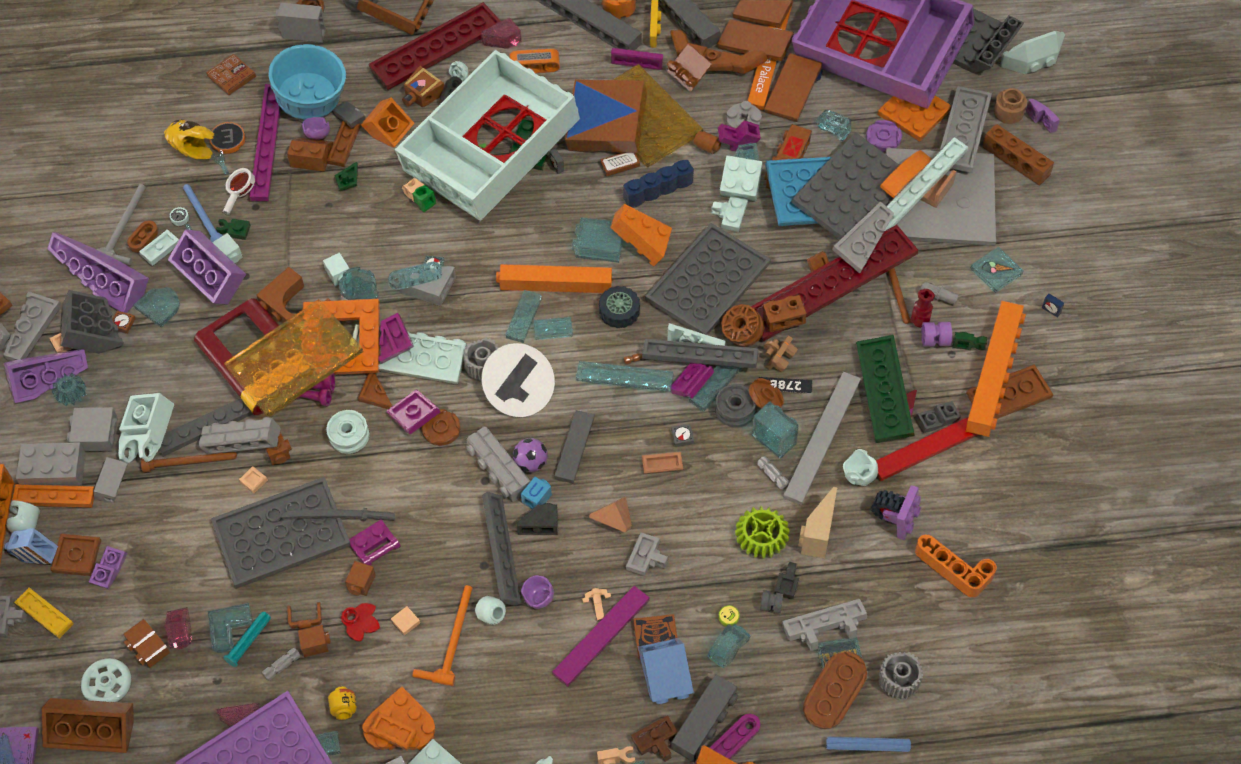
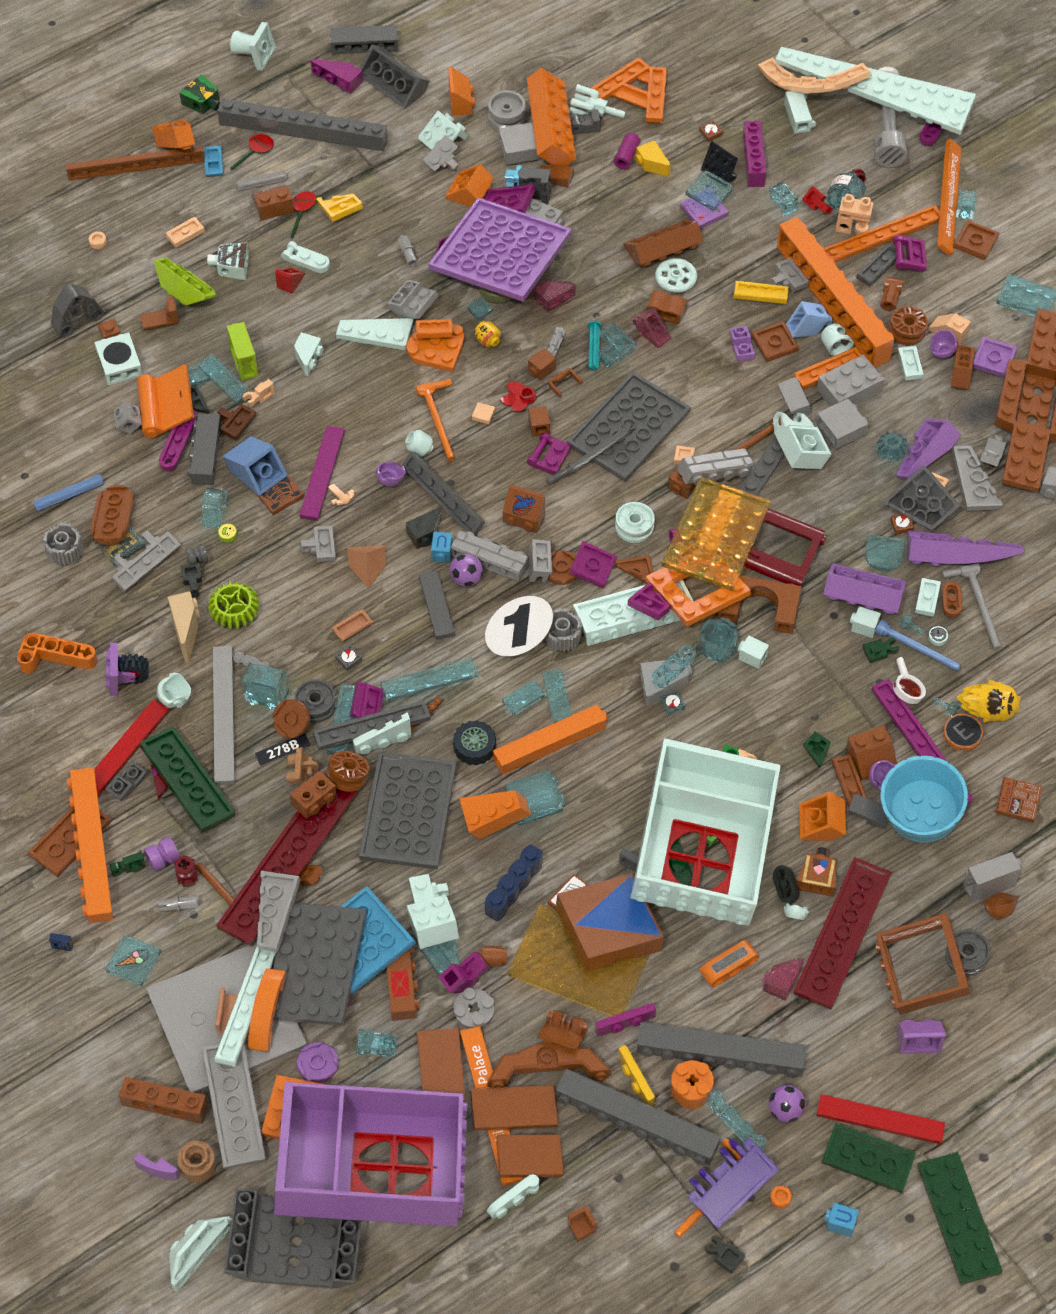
camera: 150 degrees right, 0 degrees up
(439, 487) = (524, 508): none -> dark orange slope
(455, 436) = (539, 560): none -> light grey hinge

